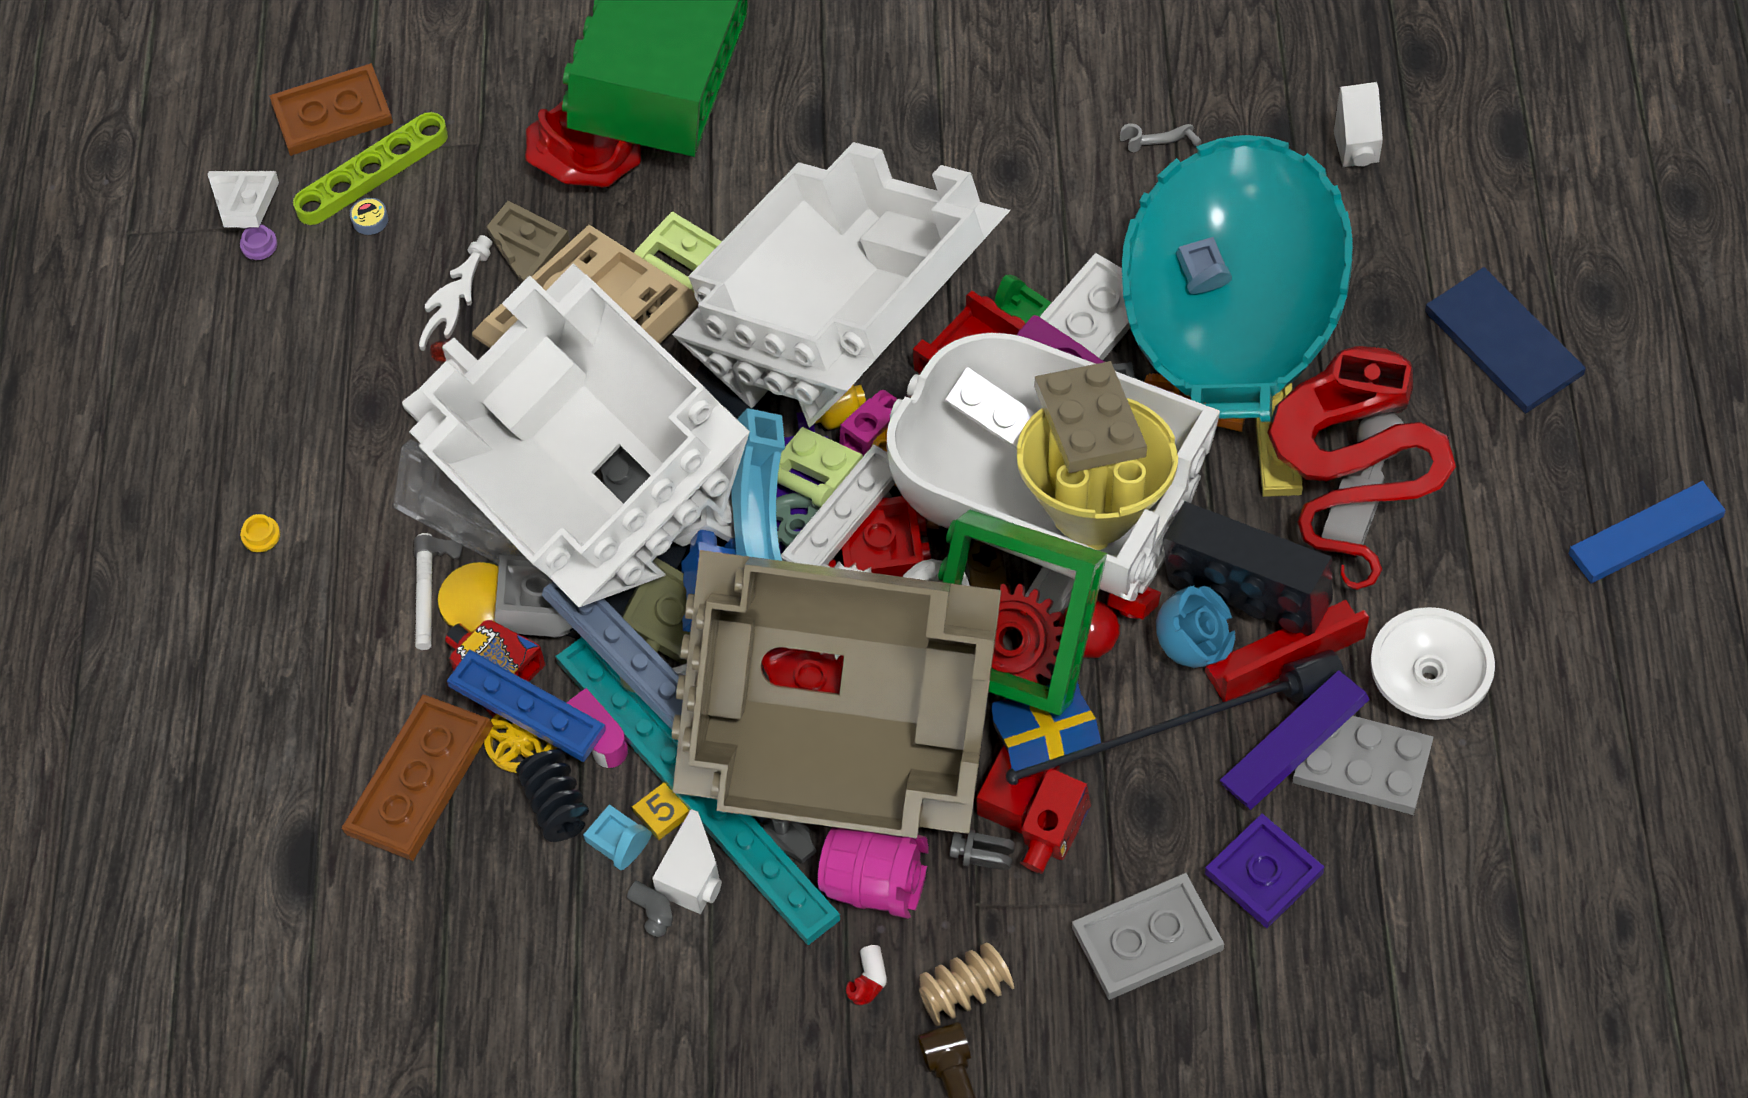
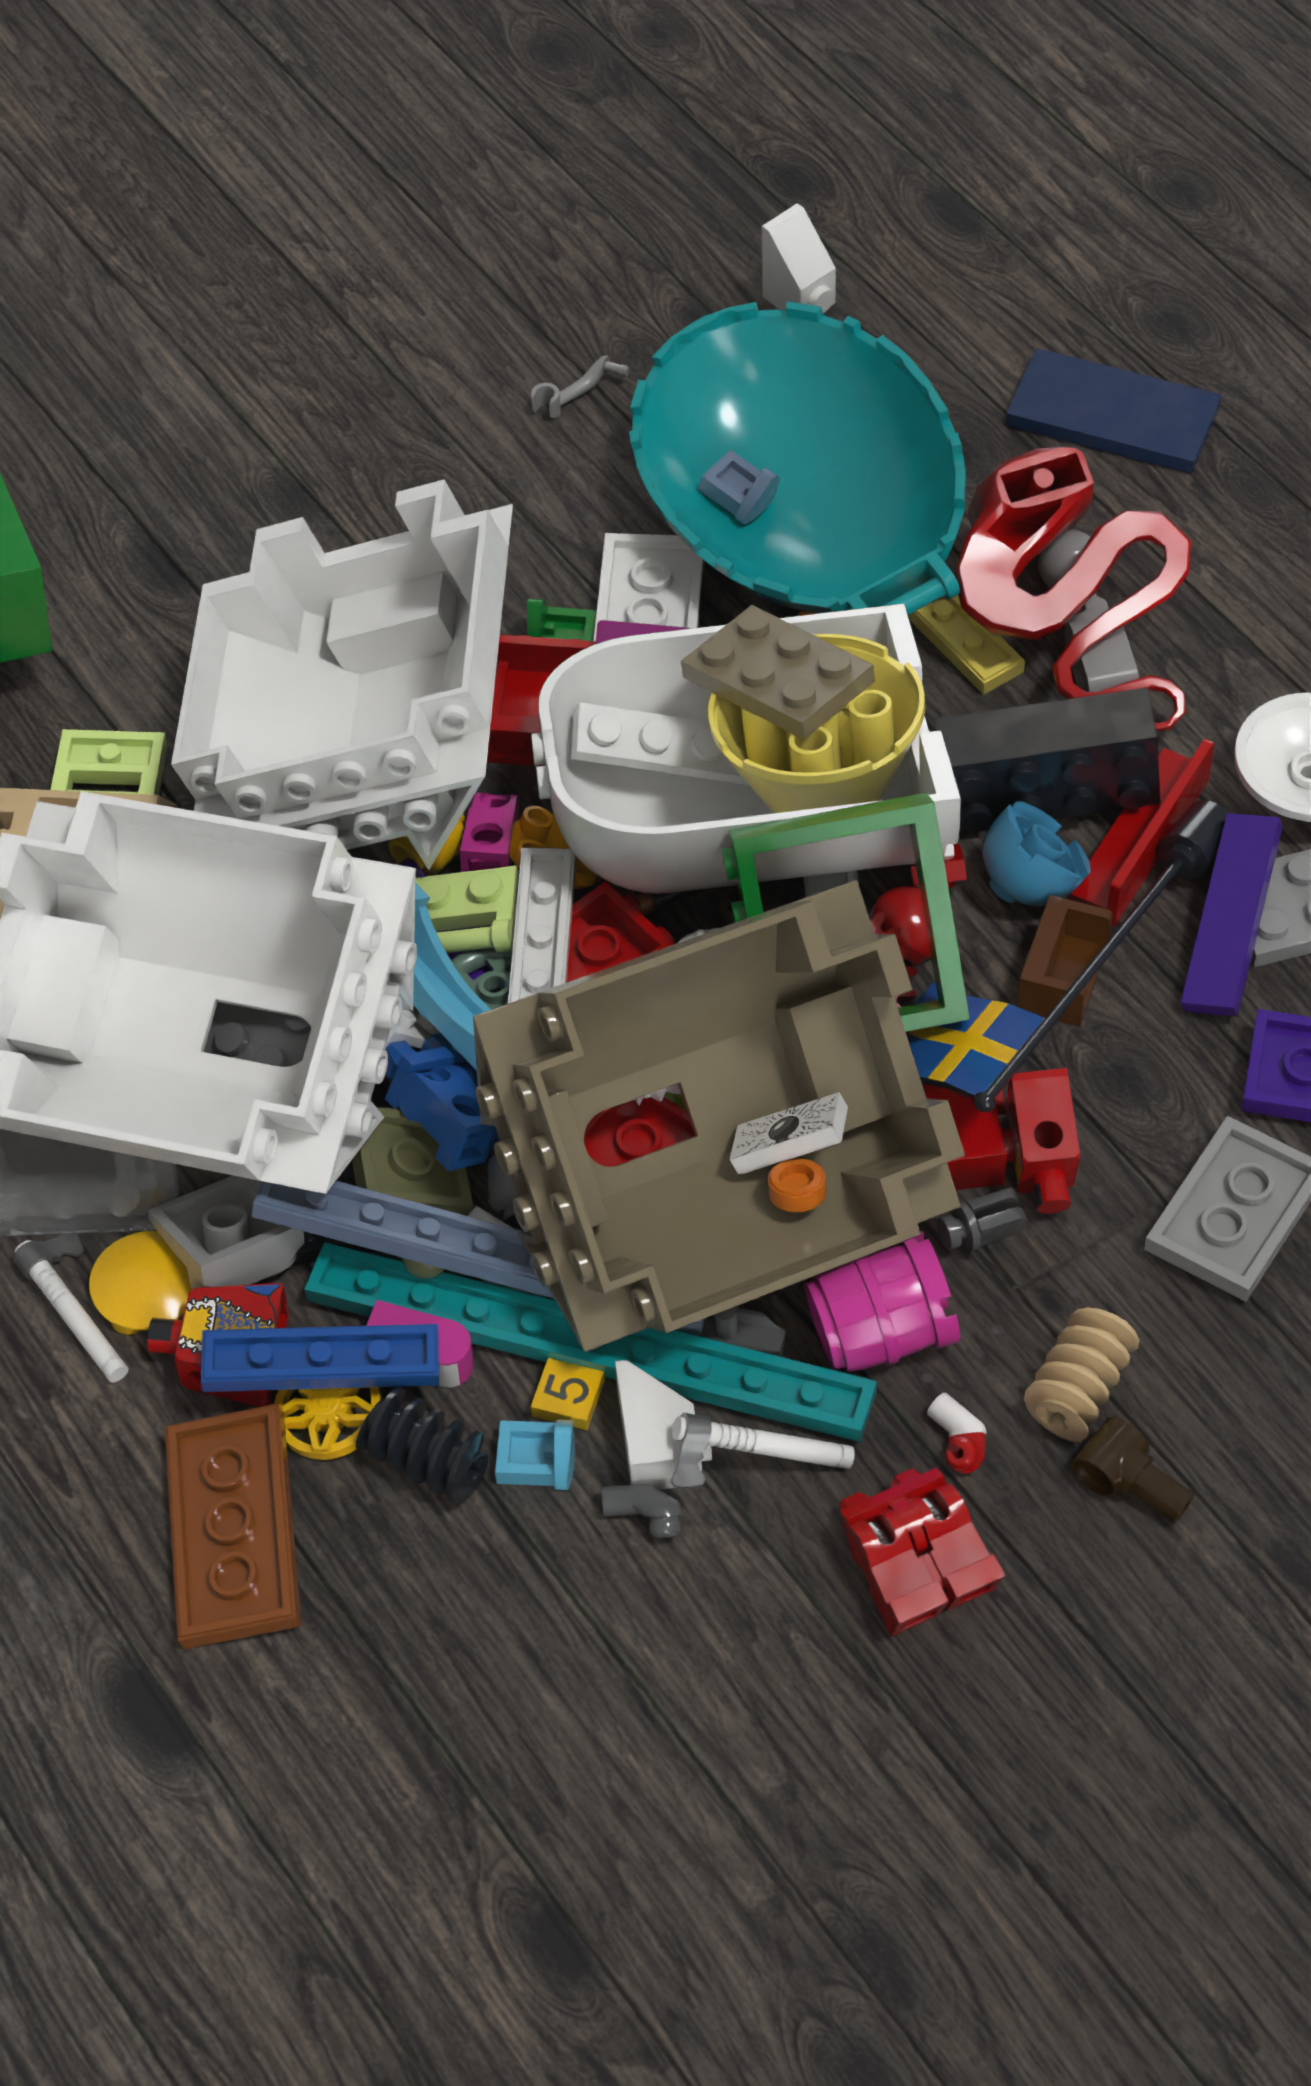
camera: 35 degrees left, 5 degrees down
(700, 881) = (697, 1431): none -> white piece
(785, 1012) = (904, 1522): none -> red hips
(868, 762) = (797, 1185): none -> orange tile
(886, 726) = (789, 1133): none -> white tile
(1164, 699) = (1061, 950): none -> reddish brown panel

